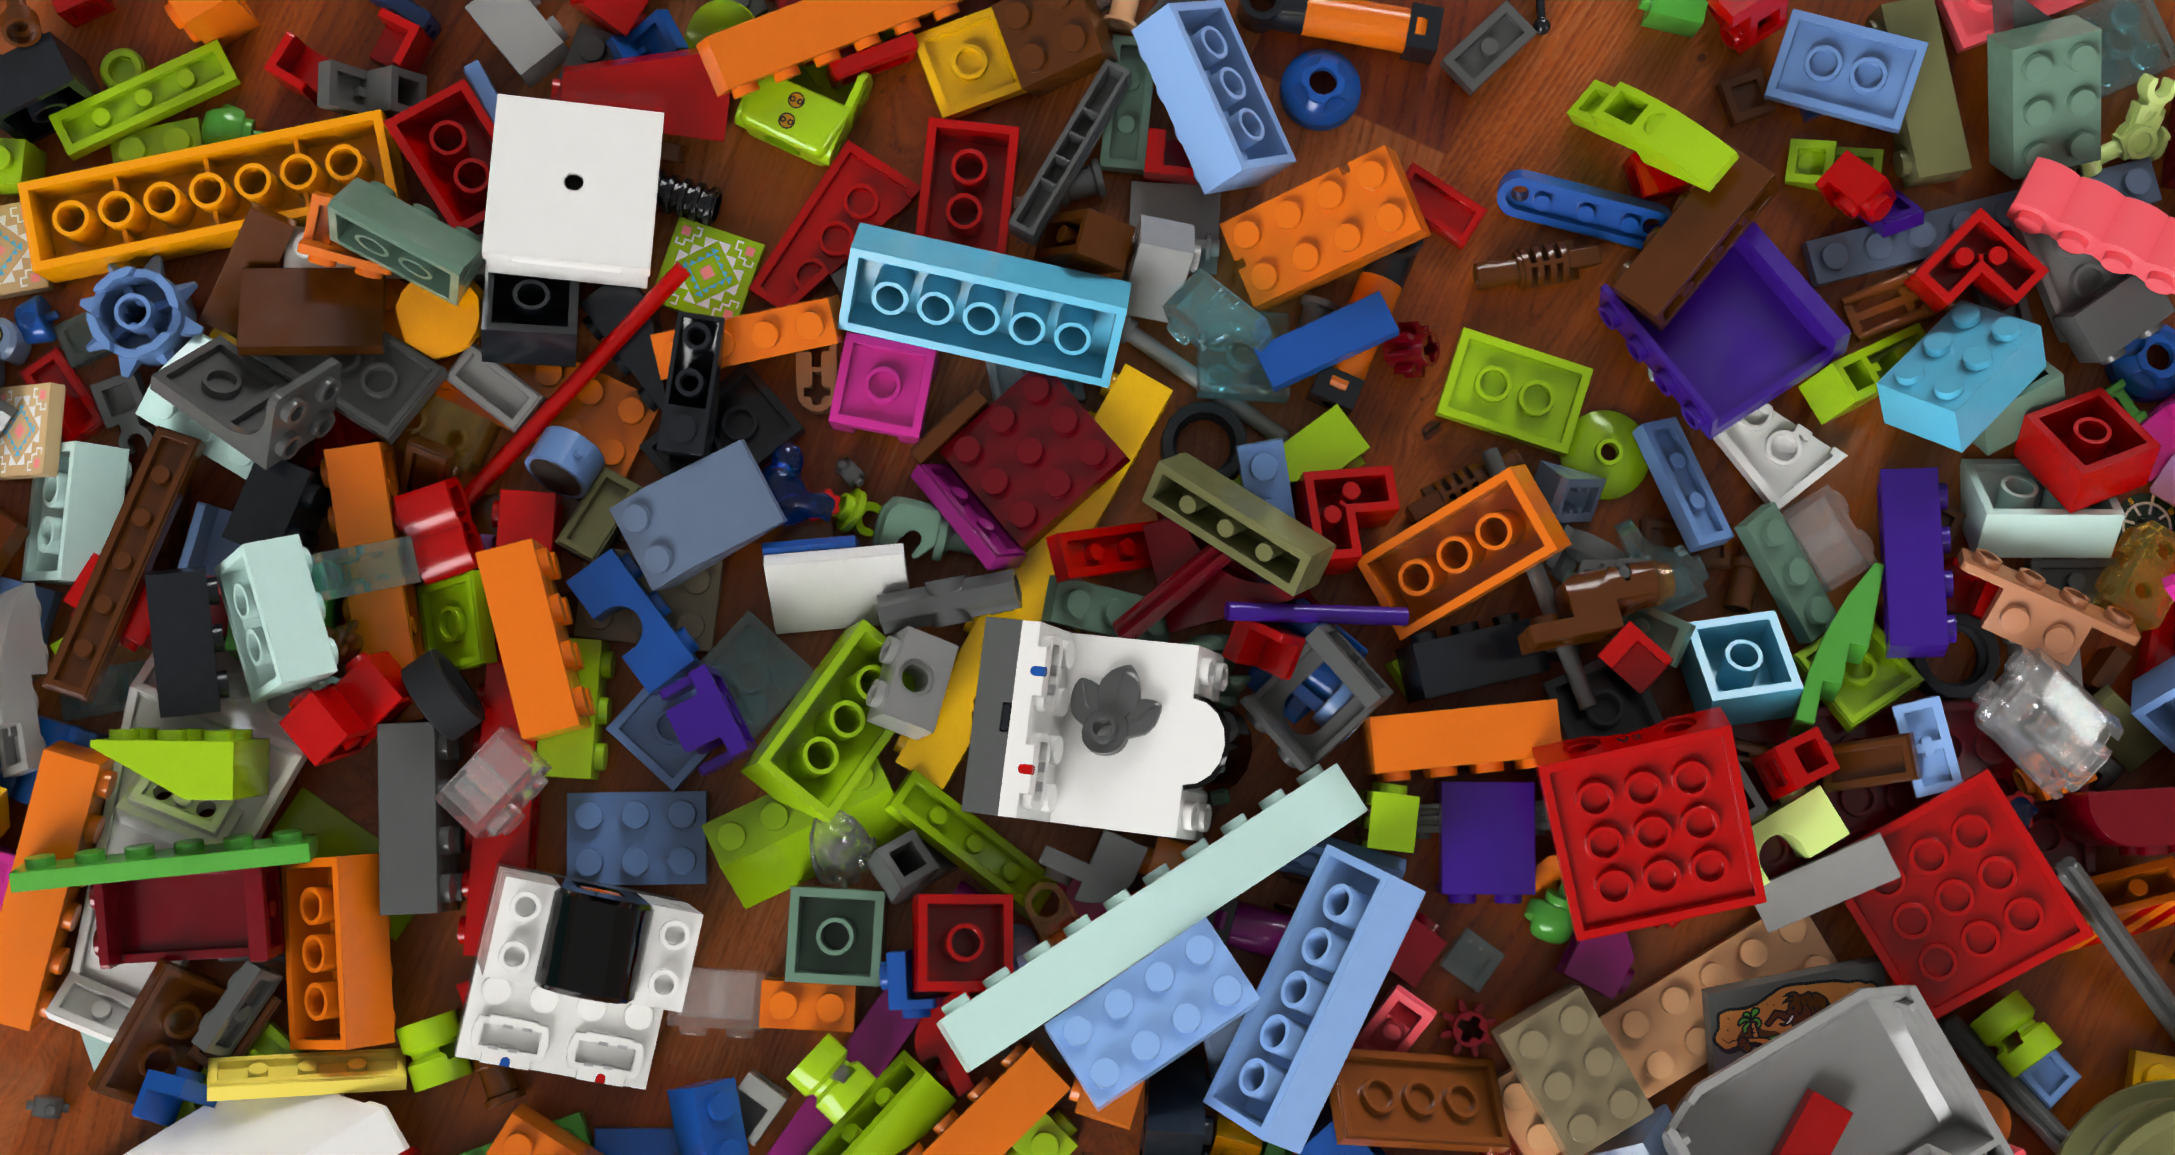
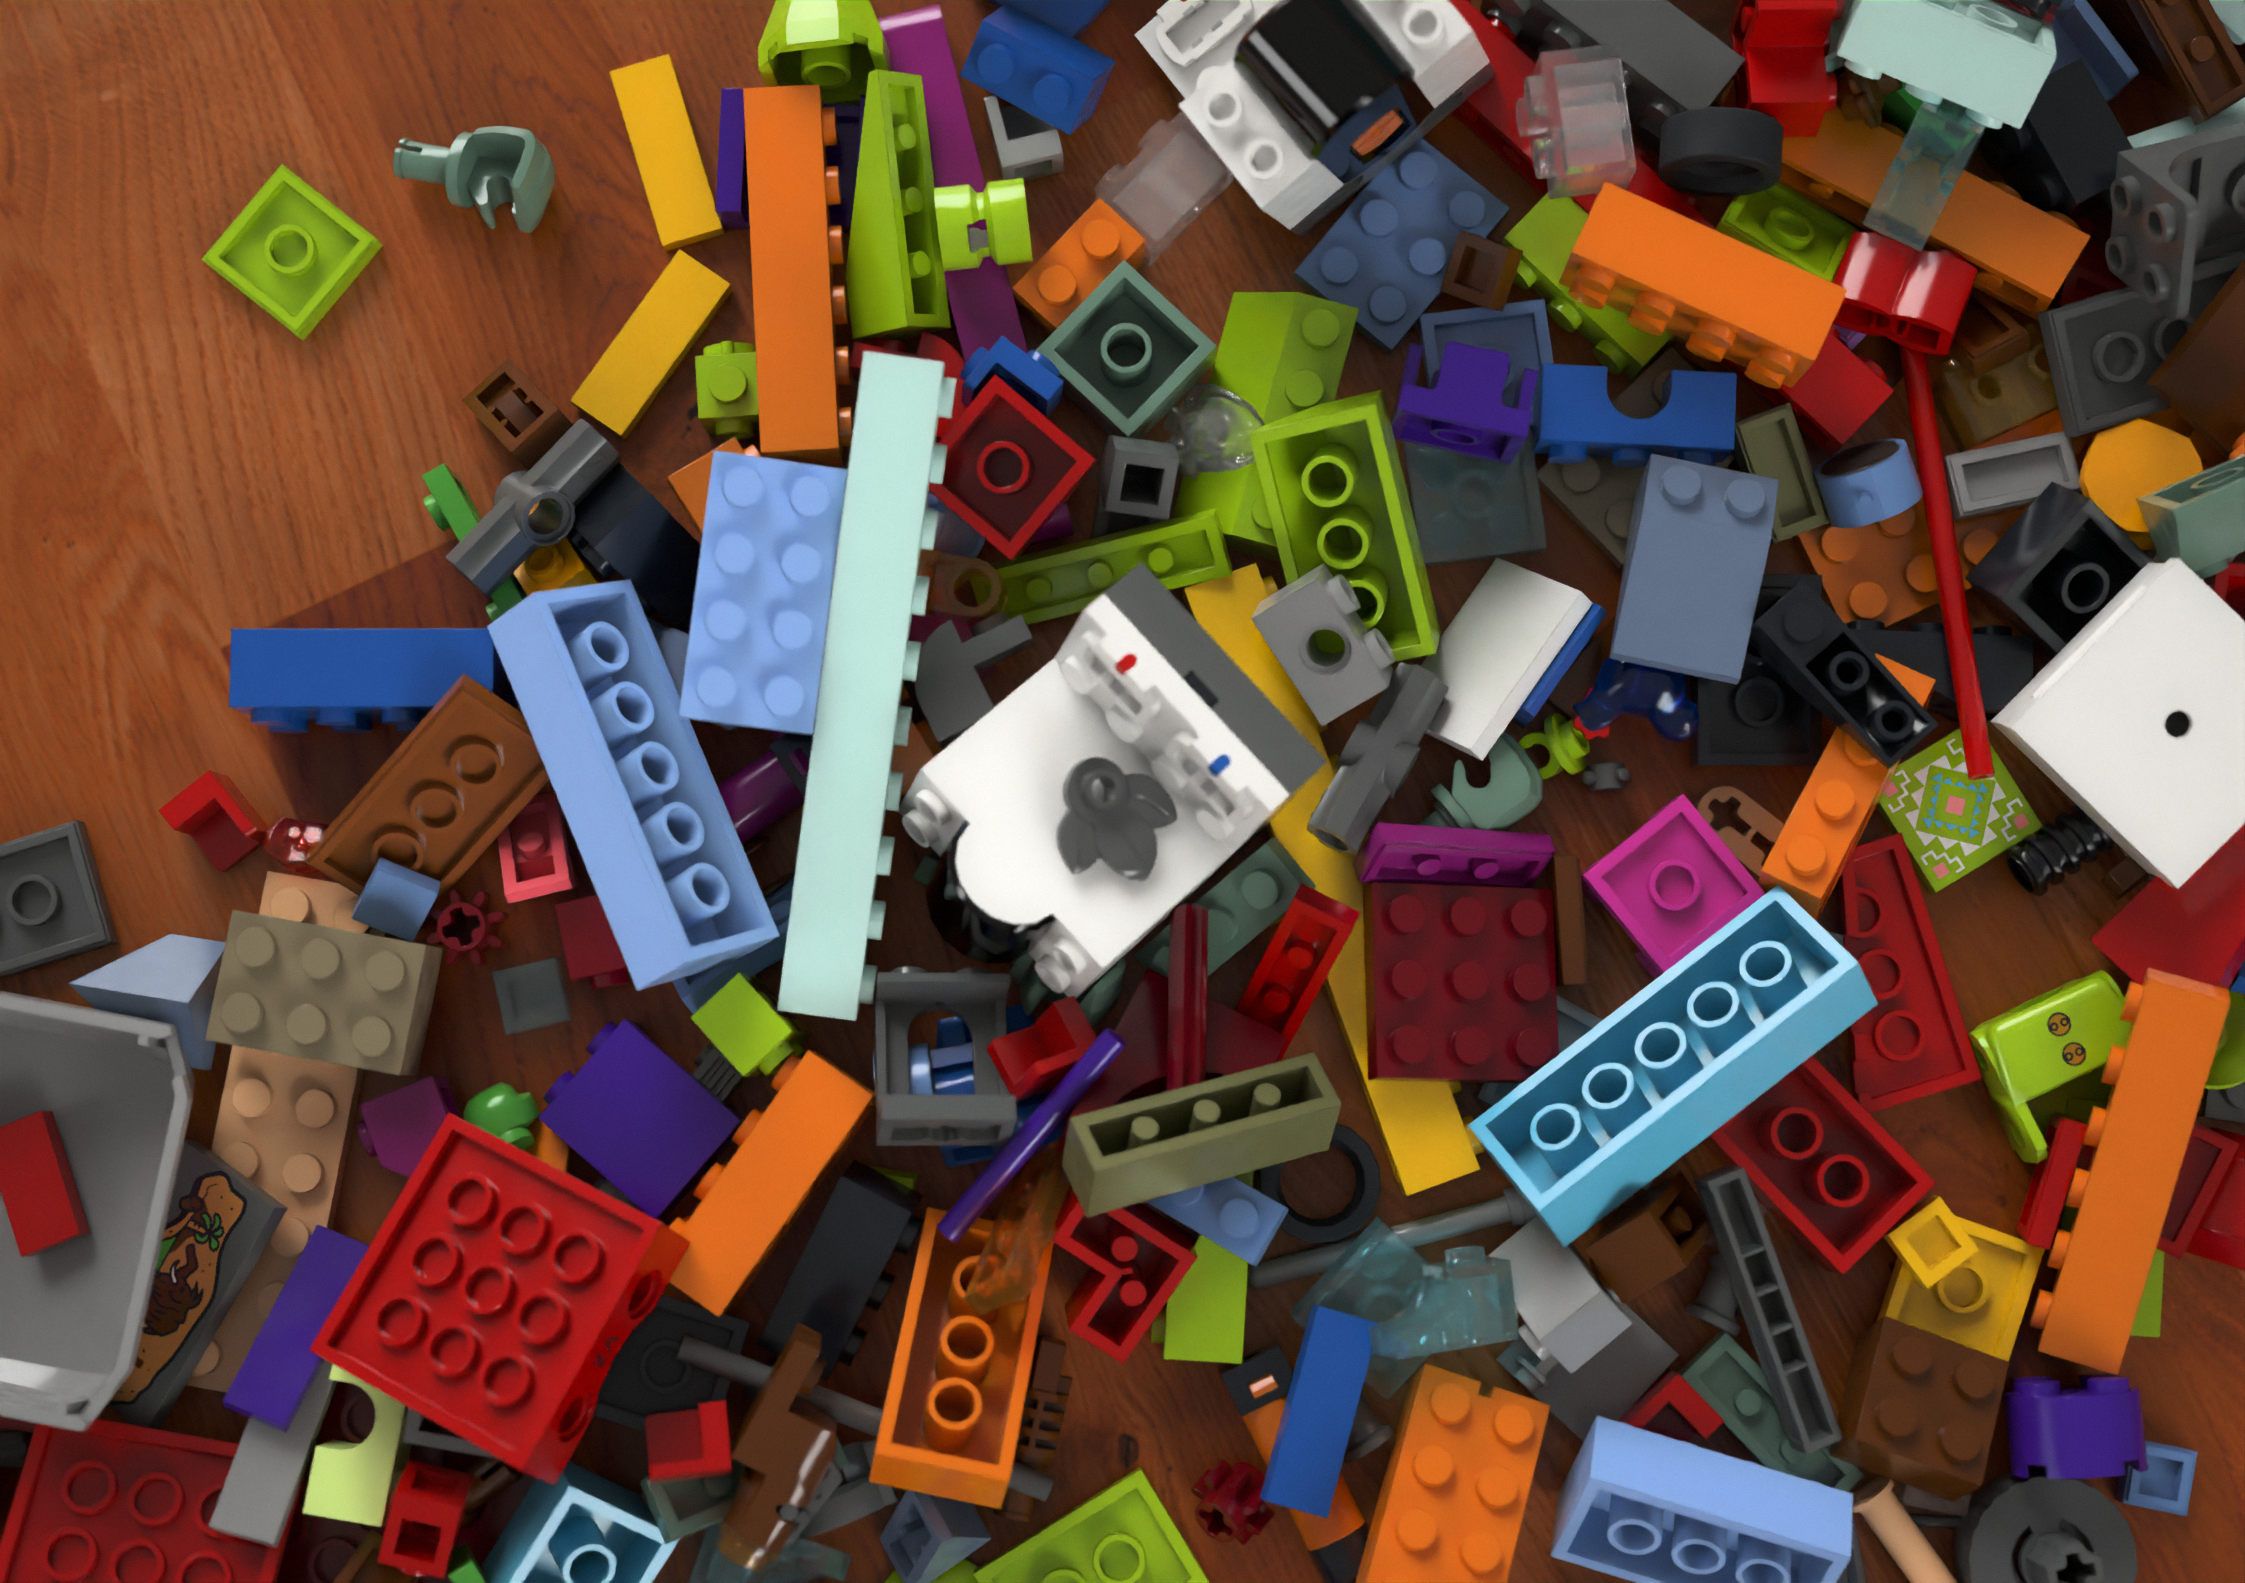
camera: 135 degrees right, 0 degrees up
(619, 776) = (1481, 270): none -> reddish brown tile
(961, 95) = (1930, 1241): none -> yellow plate
(1373, 575) = (1020, 1232): none -> clear orange plate
(1487, 1079) = (396, 900): none -> medium blue tile
(1740, 930) = (279, 1362): none -> dark purple tile

